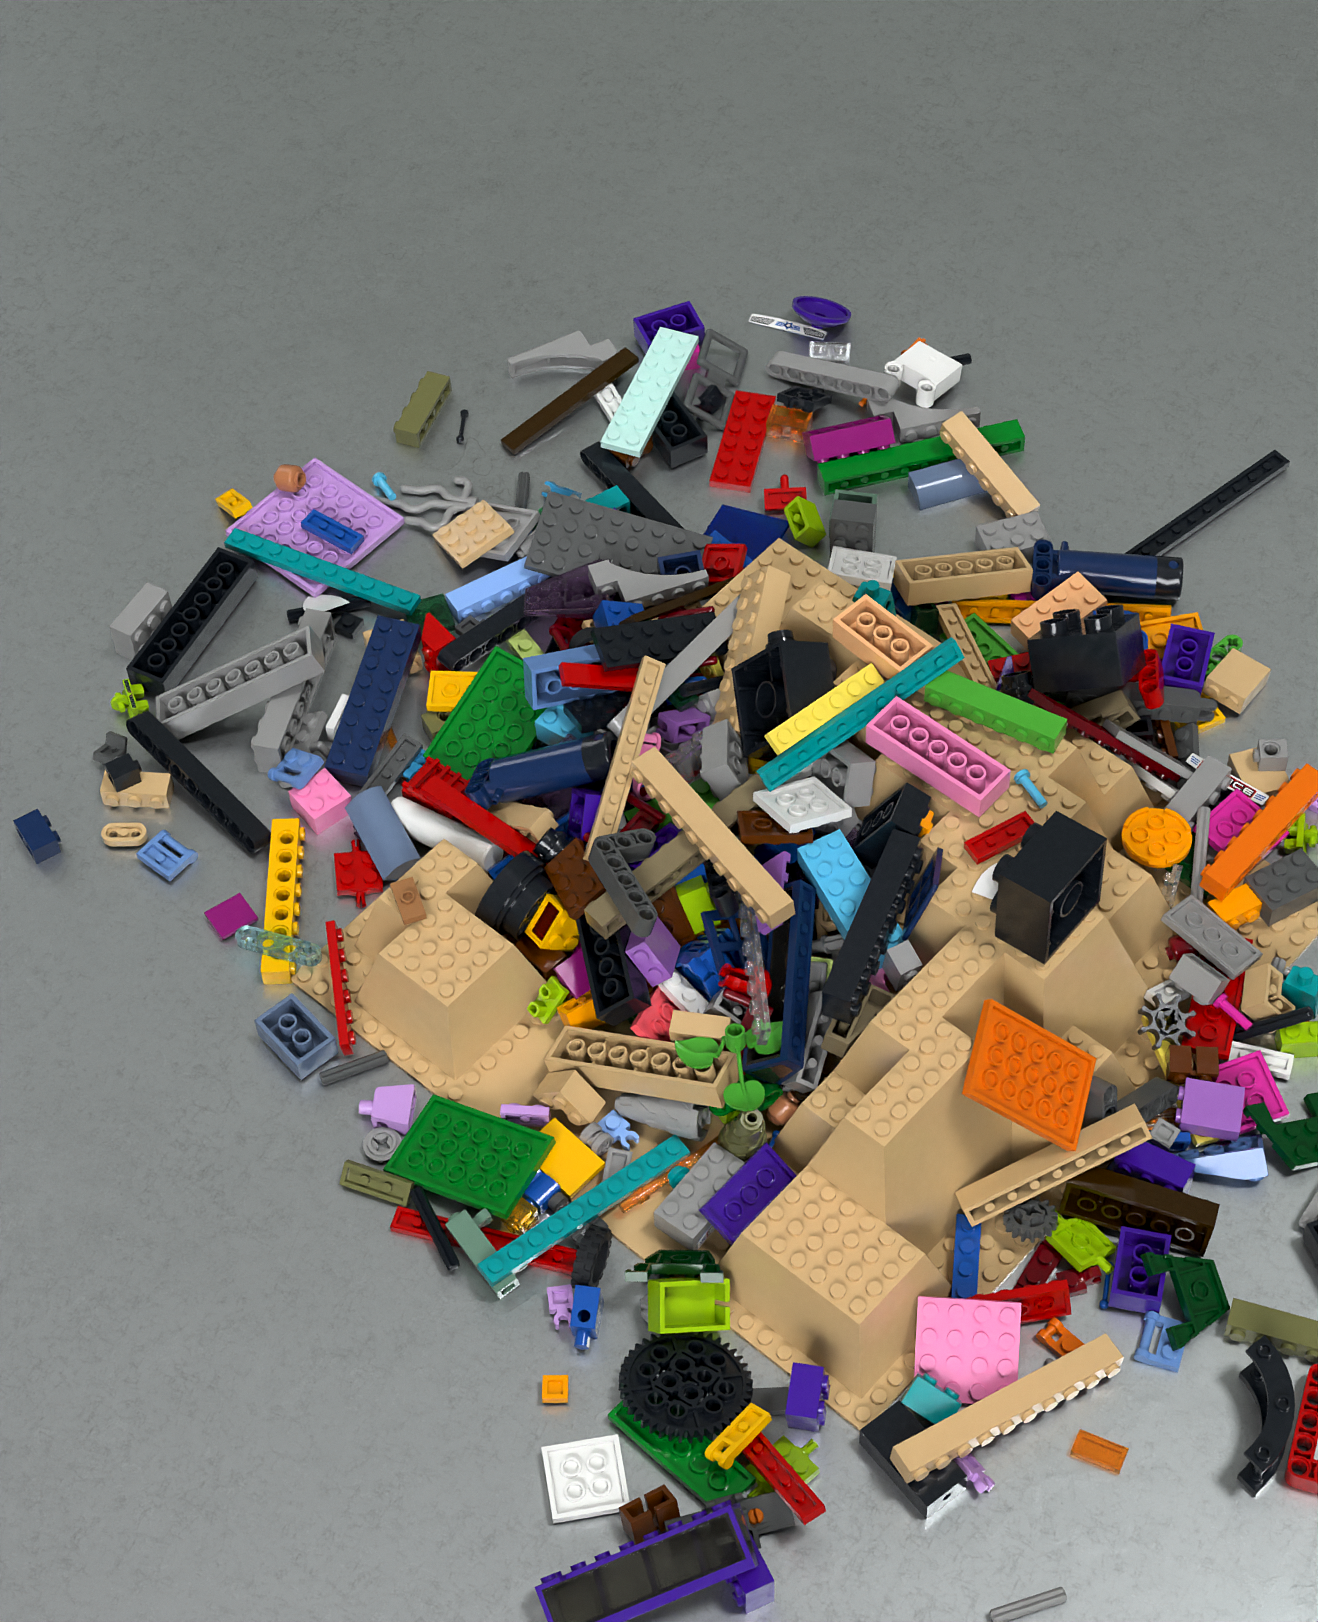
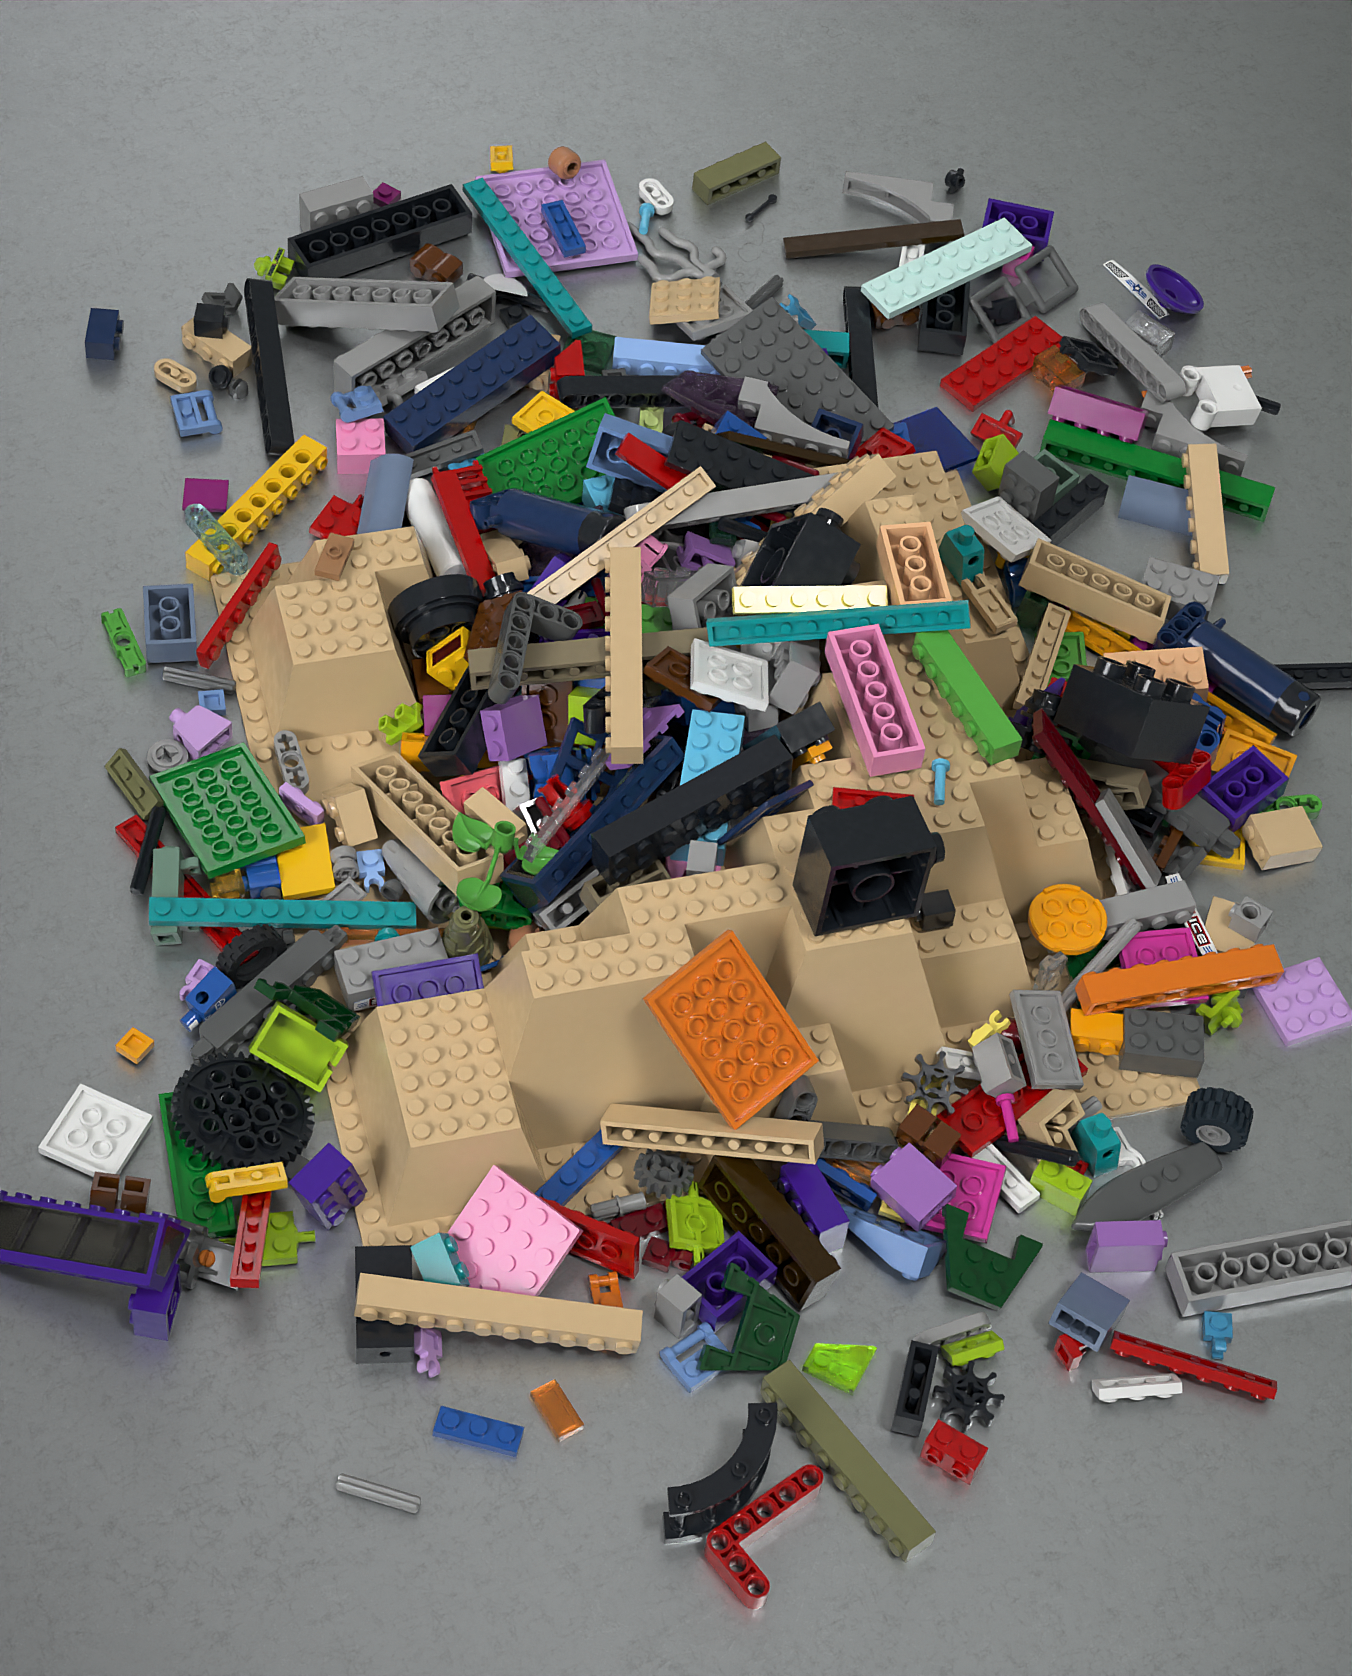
camera: 25 degrees right, 0 degrees up
(161, 813) = (220, 376): none -> black plate
(168, 584) = (385, 195): none -> magenta plate
(187, 814) = (241, 388): none -> dark grey hinge
(256, 621) = (435, 265): none -> reddish brown brick
(282, 1081) = (129, 655): none -> bright green piece
(376, 462) = (654, 193): none -> white plate
(380, 1077) = (213, 701): none -> medium blue plate
(483, 1077) = (293, 753): none -> light grey beam
(590, 318) = (955, 179): none -> black plate
(621, 1297) = (248, 1008): none -> dark grey hinge
(648, 1136) = (392, 890): none -> dark grey hinge
(888, 522) = (1072, 509): none -> black brick
(932, 633) = (989, 604): none -> tan hinge
(1015, 1266) = (618, 1206): none -> light grey axle
(1058, 1507) = (478, 1431): none -> blue plate
(1122, 1312) = (677, 1305): none -> light grey brick
(1164, 1134) = (848, 1179): light grey tile -> none
(1167, 962) = (989, 1029): none -> light yellow plate
(1263, 1277) = (839, 1364): none -> clear neon green wing

